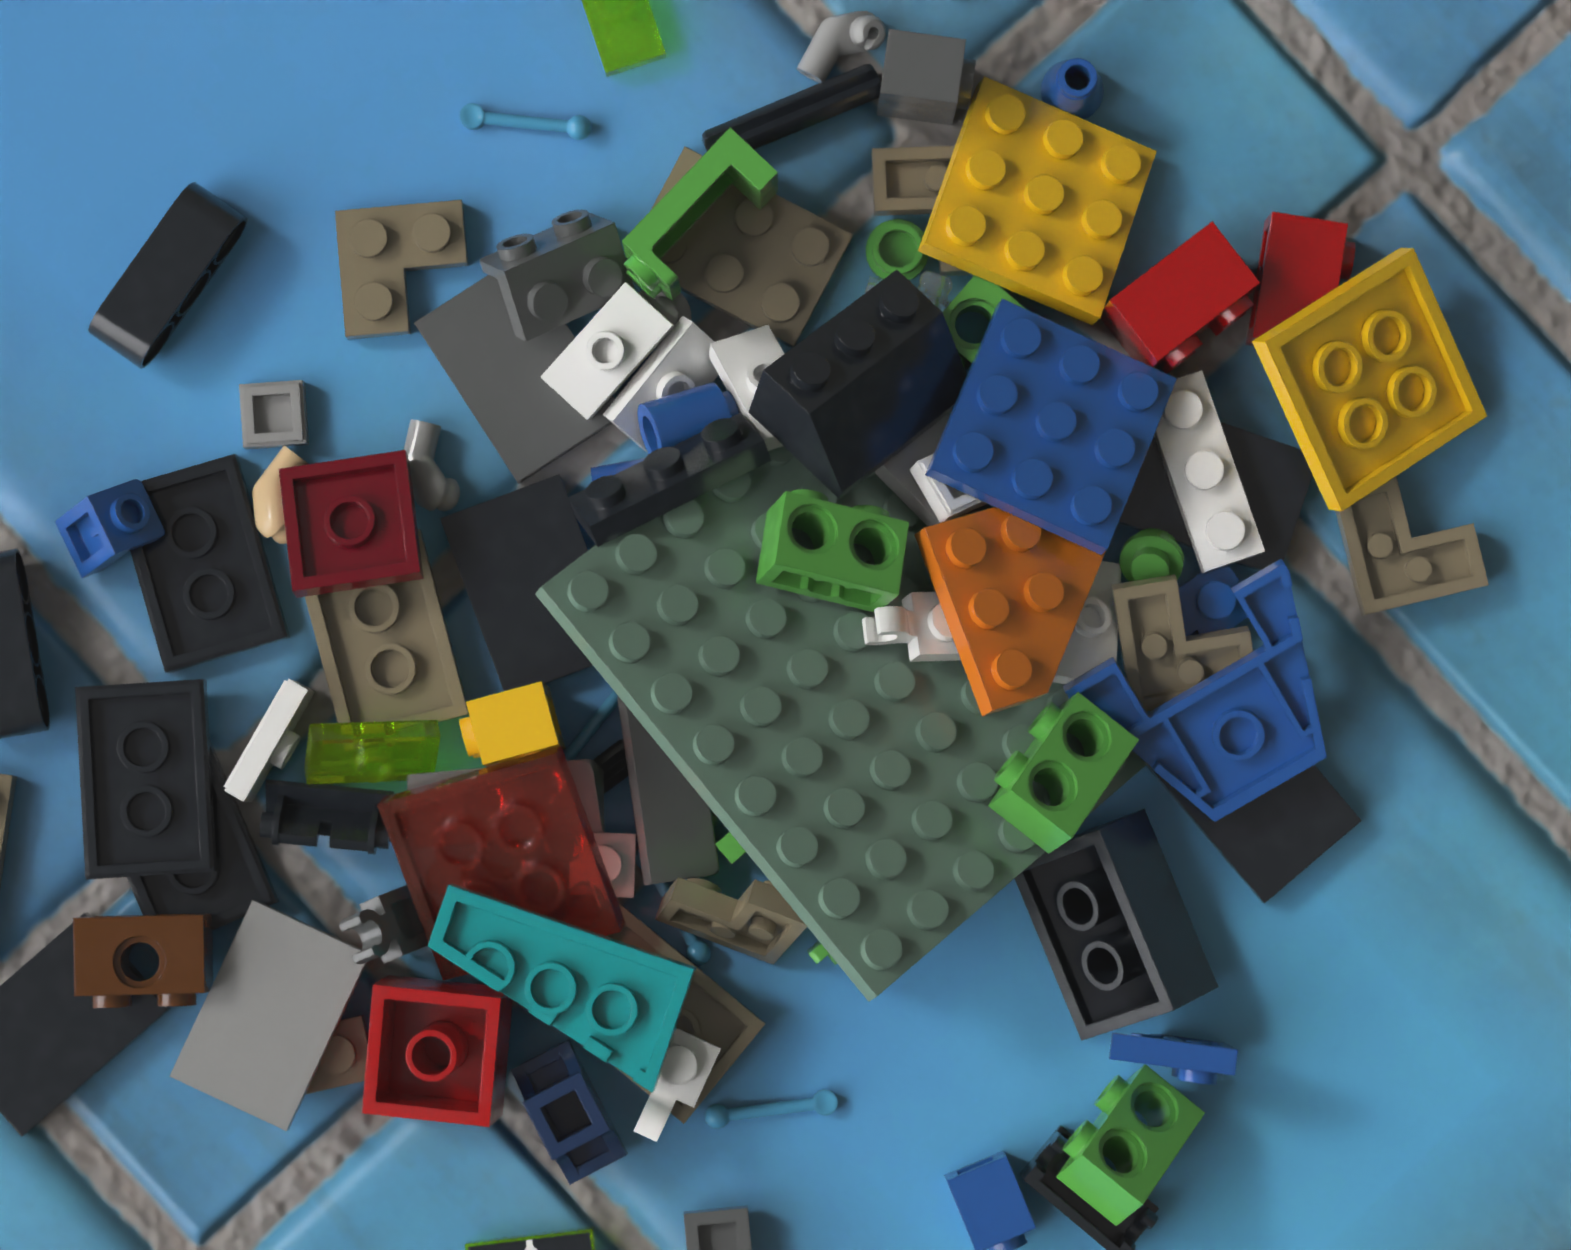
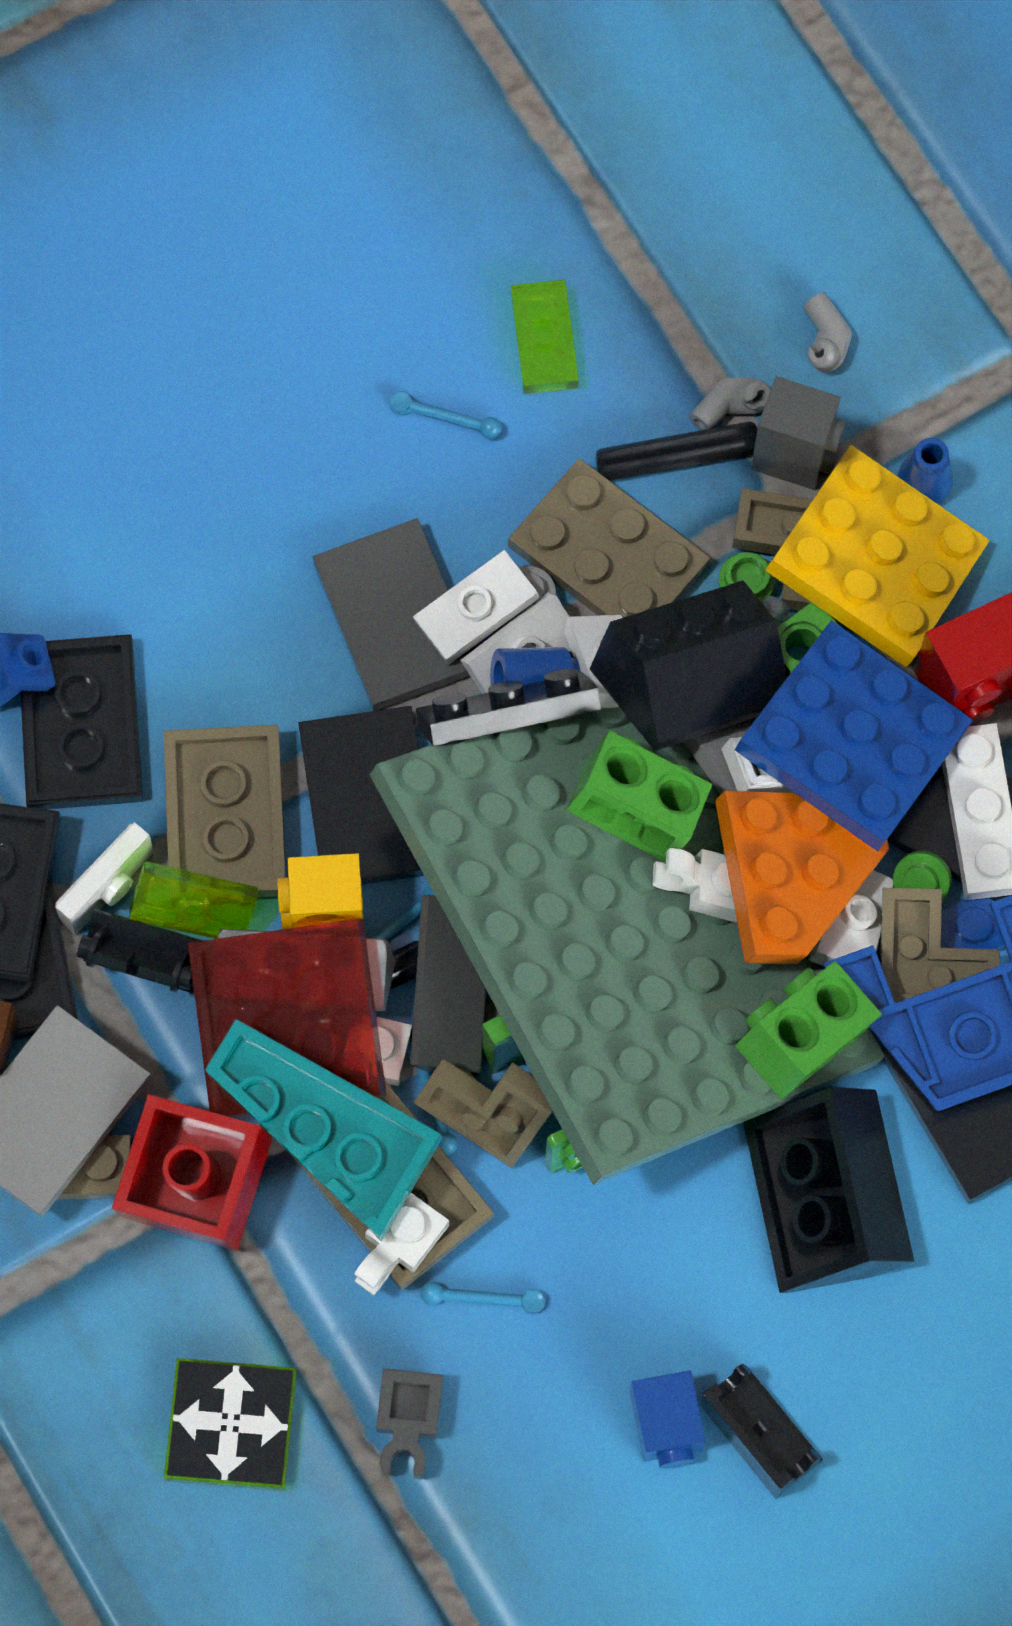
camera: 15 degrees right, 15 degrees down
(167, 275) = (108, 476): black beam -> none
(268, 497) = (155, 675): tan arm -> none
(274, 414) = (173, 611): light grey tile -> none
(350, 523) = (219, 704): dark red plate -> none
(377, 251) = (297, 492): dark tan plate -> none
(387, 927) = (174, 1055): dark grey plate -> none
(429, 484) = (290, 681): light grey arm -> none
(558, 272) = (447, 536): dark grey bracket -> none
(568, 1112) = (299, 1258): dark blue brick -> none
(724, 164) = (574, 485): bright green panel -> none
(1136, 1150) = (805, 1382): bright green brick -> none
(1190, 1058) = (874, 1311): blue wing -> none

